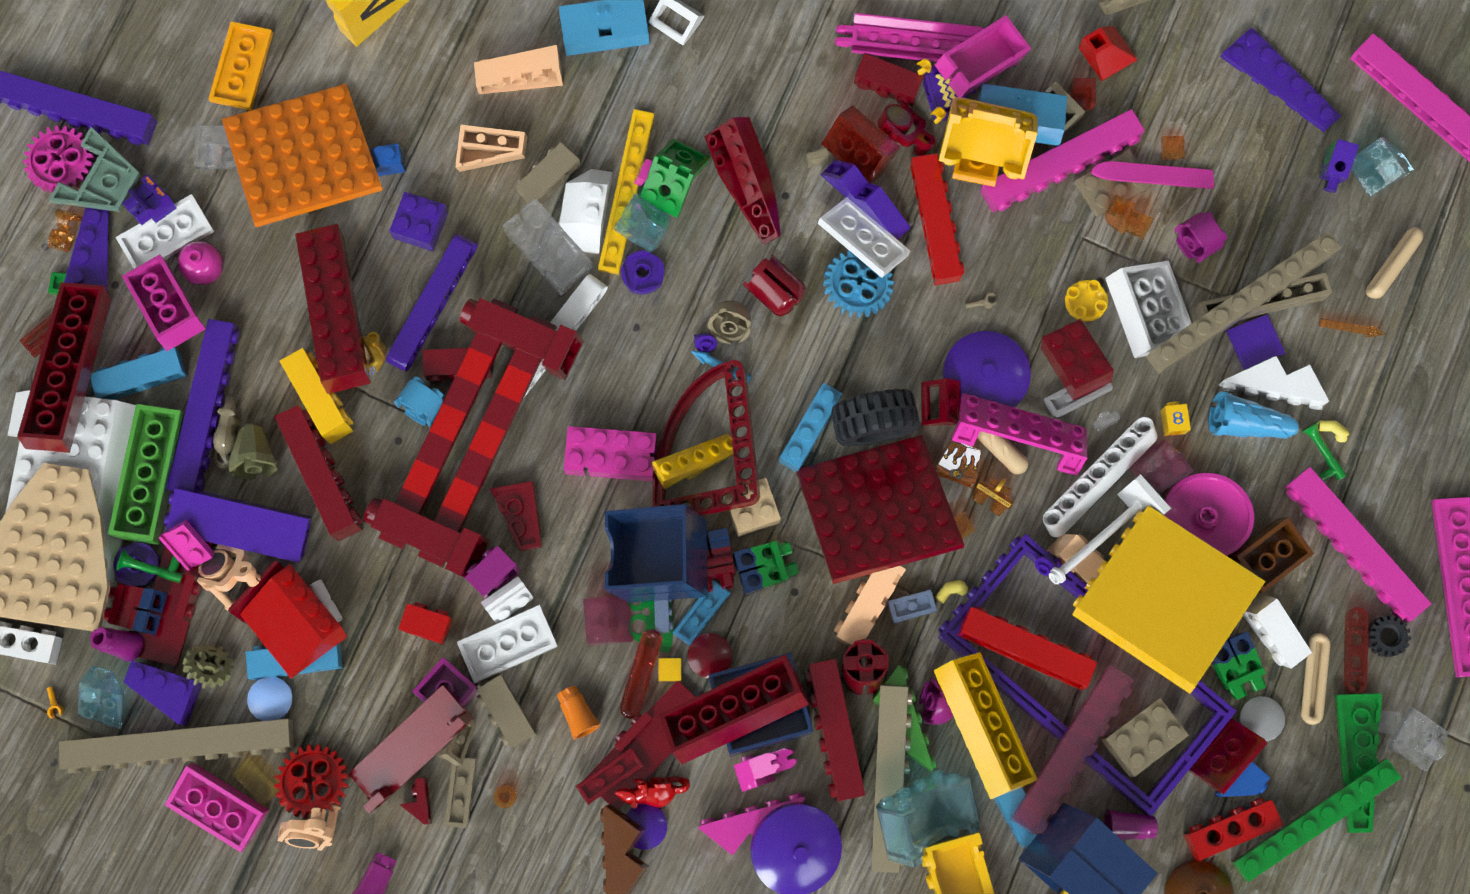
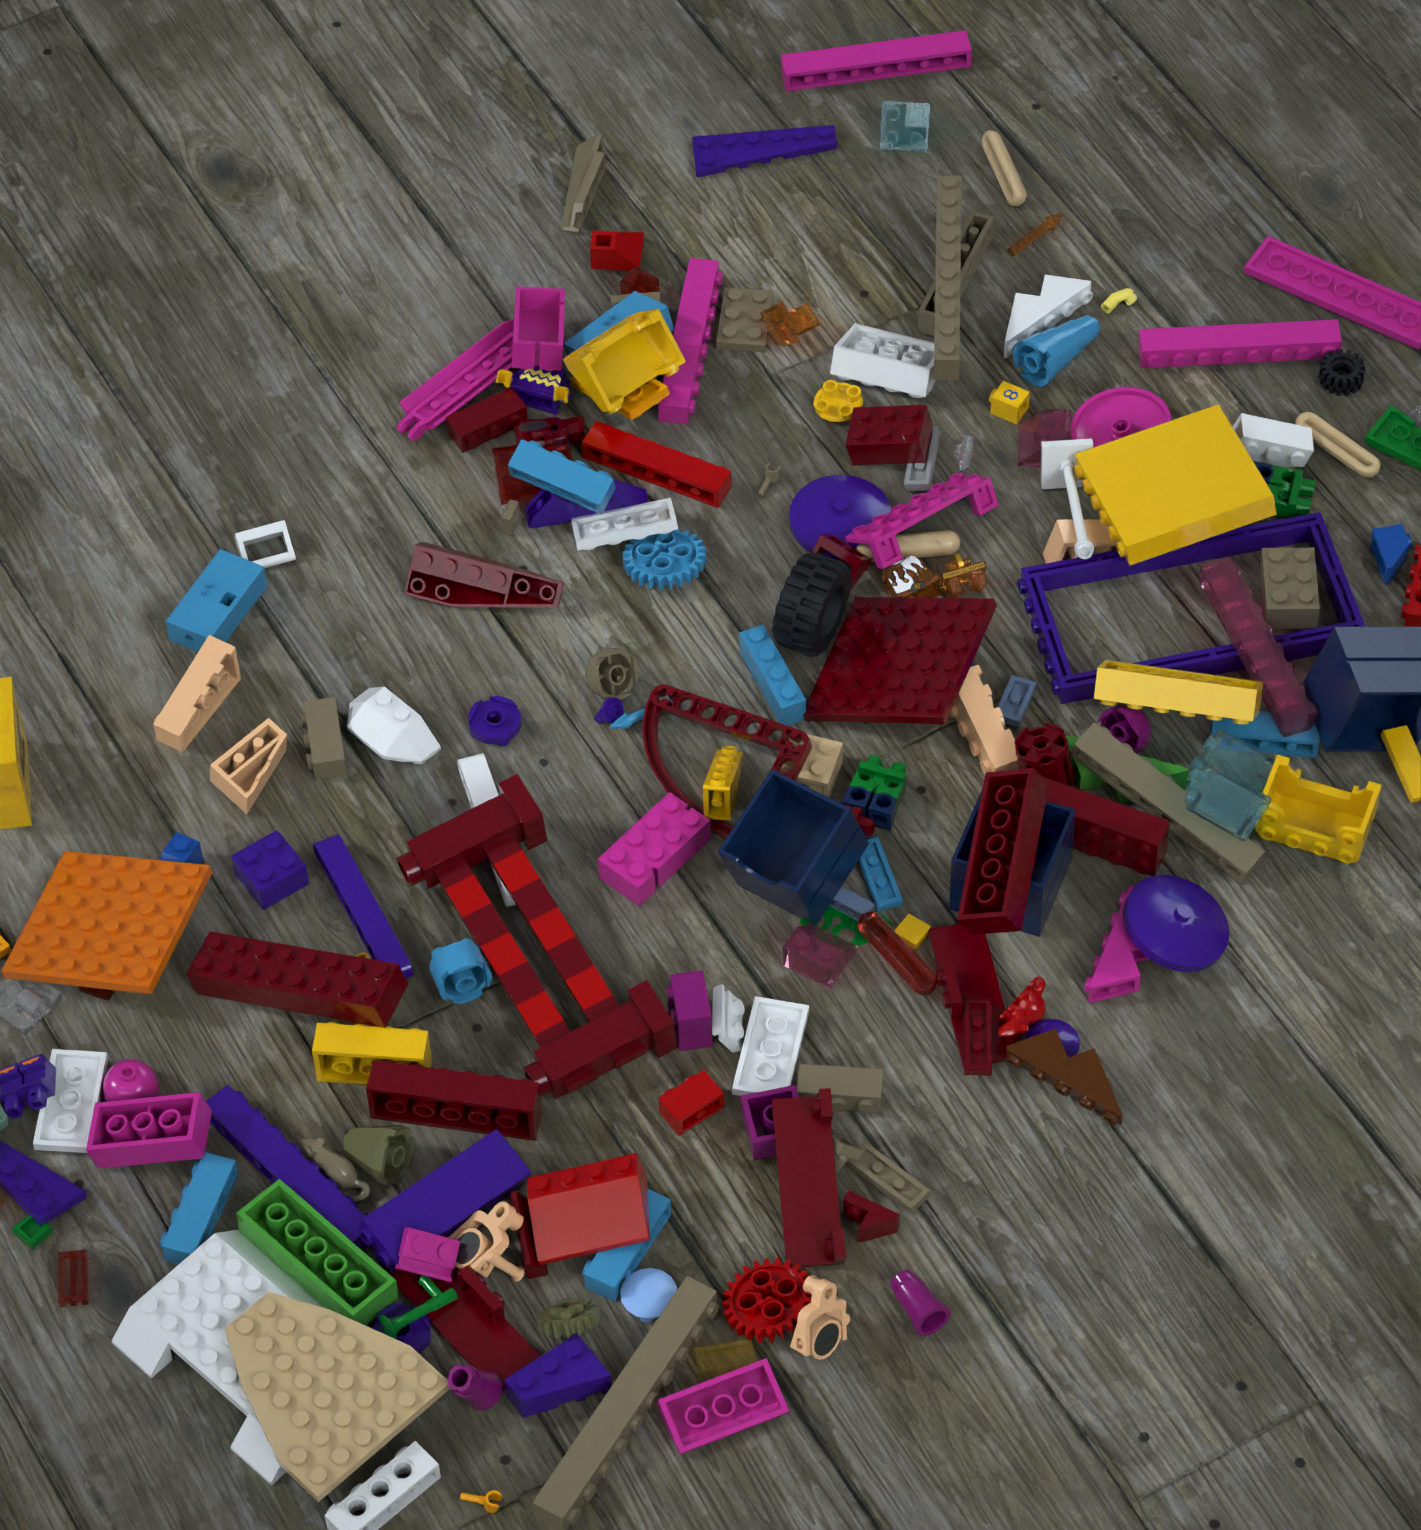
camera: 50 degrees left, 25 degrees down
(64, 368) = (140, 1249): dark red brick -> none
(101, 697) = (519, 1442): clear light blue slope -> none
(127, 605) = (453, 1344): hips -> none
(444, 364) = (437, 929): dark red brick -> none
(498, 793) = (927, 1137): clear orange plate -> none
(521, 513) = (644, 959): dark red wing -> none
(548, 247) = (399, 775): clear piece -> none
(577, 713) = (891, 1027): orange plant -> none
(632, 160) = (386, 674): yellow tile -> none
(643, 172) = (397, 655): dark pink tile -> none
(643, 223) = (450, 688): clear light blue slope -> none
(675, 167) = (418, 627): green bracket -> none
(709, 654) = (925, 890): dark red dish -> none
(759, 770) = (1072, 909): dark pink piece -> none
(776, 286) = (610, 616): dark red cylinder -> none
(853, 172) = (562, 476): none -> dark azure brick
(951, 587) = (1023, 660): light yellow arm -> none
(1027, 648) = (1131, 625): red brick -> none
(1045, 564) = (1065, 565): dark purple plate -> none
(1105, 467) = (1015, 486): white beam -> none
(1154, 174) = (765, 281): dark pink piece -> none
(1172, 147) = (750, 258): clear orange plate -> none
(1200, 236) = (855, 281): magenta brick -> none
(1228, 756) = (1358, 543): dark red plate -> none
(1255, 342) = (987, 307): dark purple tile -> none
(1263, 717) = (1343, 506): light grey dish -> none
(1273, 552) = (1194, 390): reddish brown brick -> none
(1335, 468) = (1155, 320): green piece -> none
(1337, 164) = (876, 148): dark purple torso -> none
(1352, 650) = (1333, 406): clear red beam -> none

